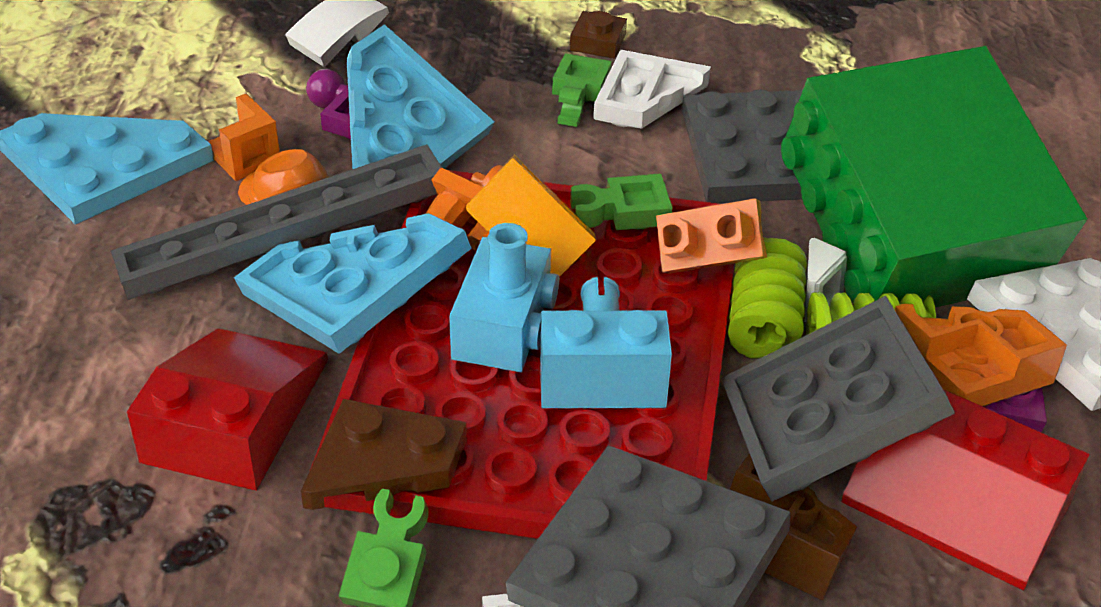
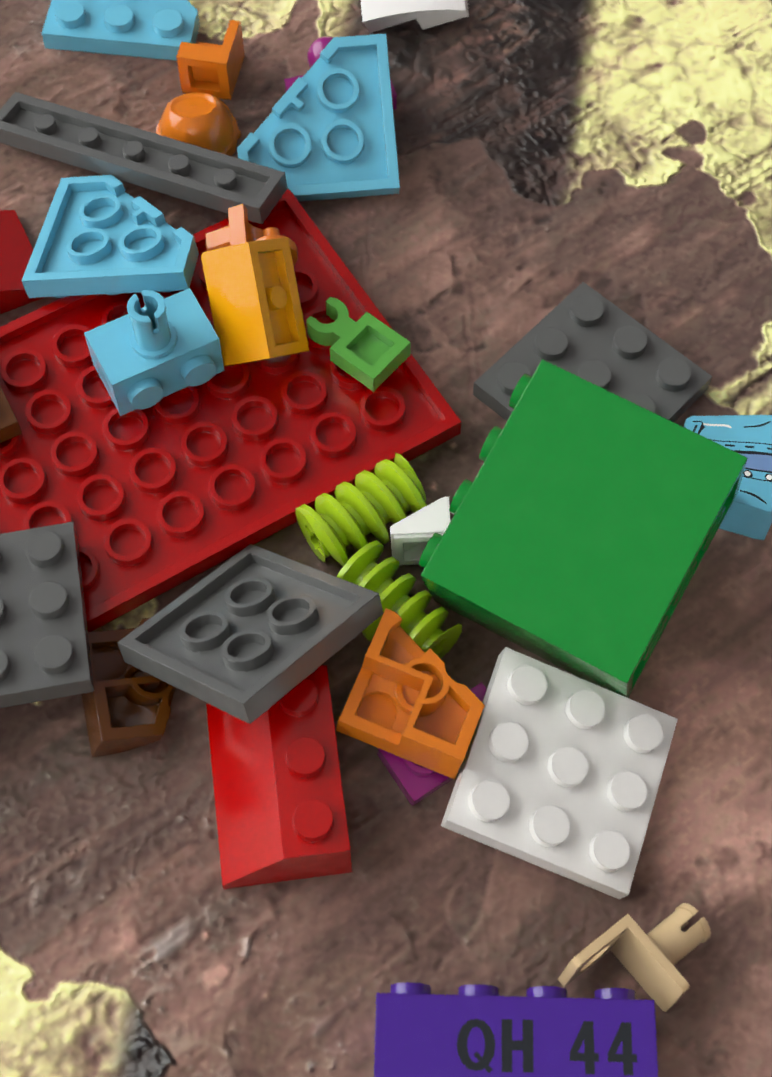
camera: 50 degrees right, 20 degrees up
(576, 82) = (519, 199): bright green plate -> none
(598, 34) = (613, 165): reddish brown plate -> none
(604, 354) = (156, 451): medium azure brick -> none
(646, 88) = (563, 250): white wing -> none
(711, 236) = (351, 425): orange hips -> none

